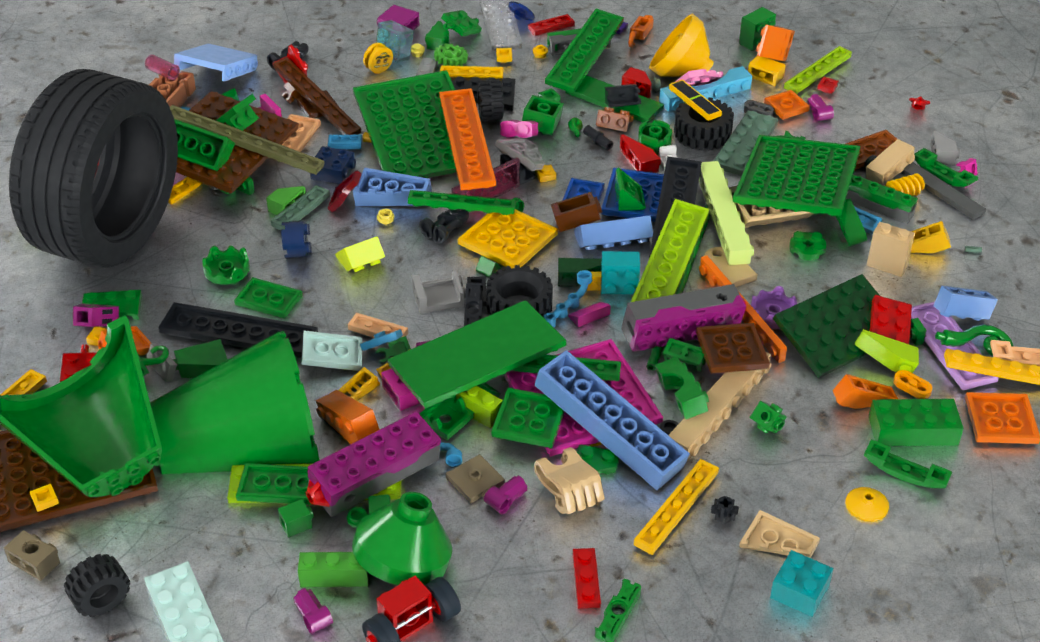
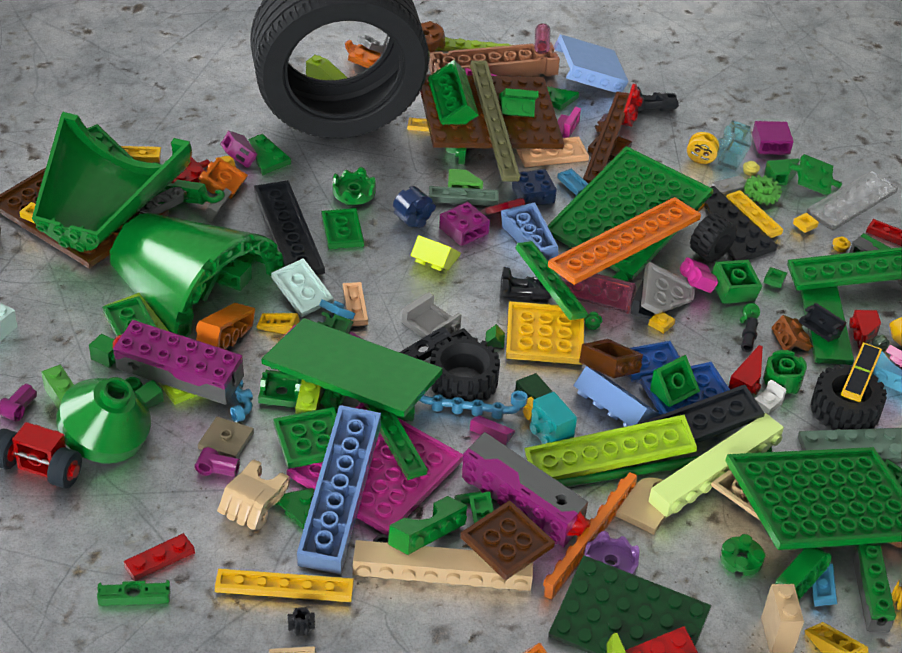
camera: 55 degrees right, 0 degrees up
(199, 358) = (237, 219): green slope -> none
(337, 222) = (464, 224): none -> magenta brick
(385, 216) = (500, 248): light yellow plate -> none
(521, 11) = (884, 204): clear blue dish -> none
(768, 417) = (446, 609): green brick -> none

